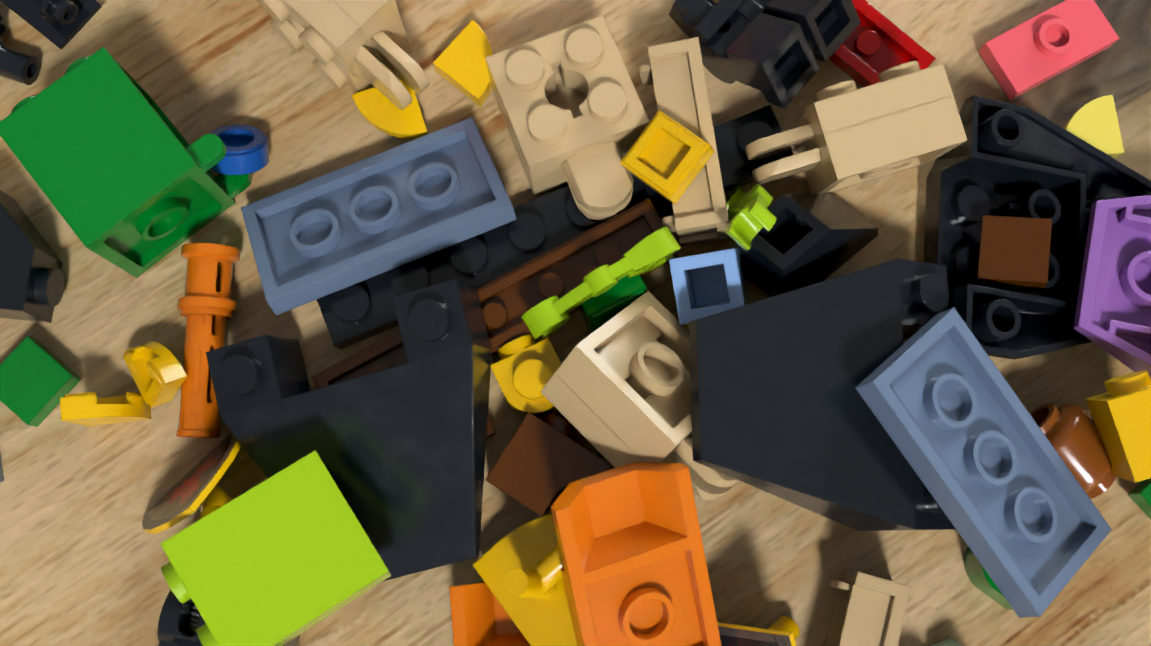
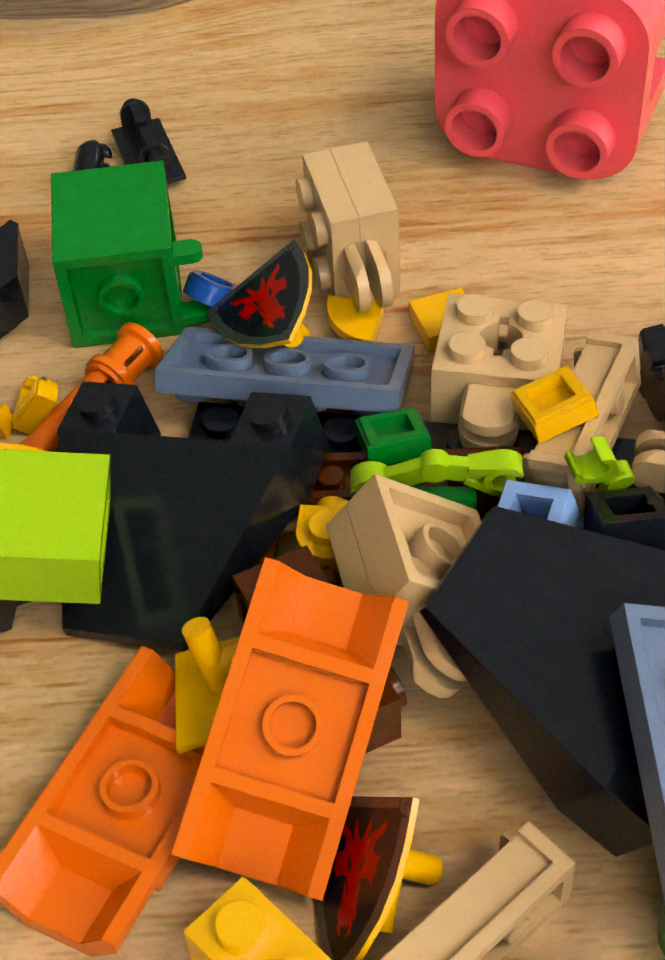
camera: 35 degrees right, 30 degrees down
(316, 155) = (268, 304): none -> shield
(530, 251) = (392, 436): none -> green tile

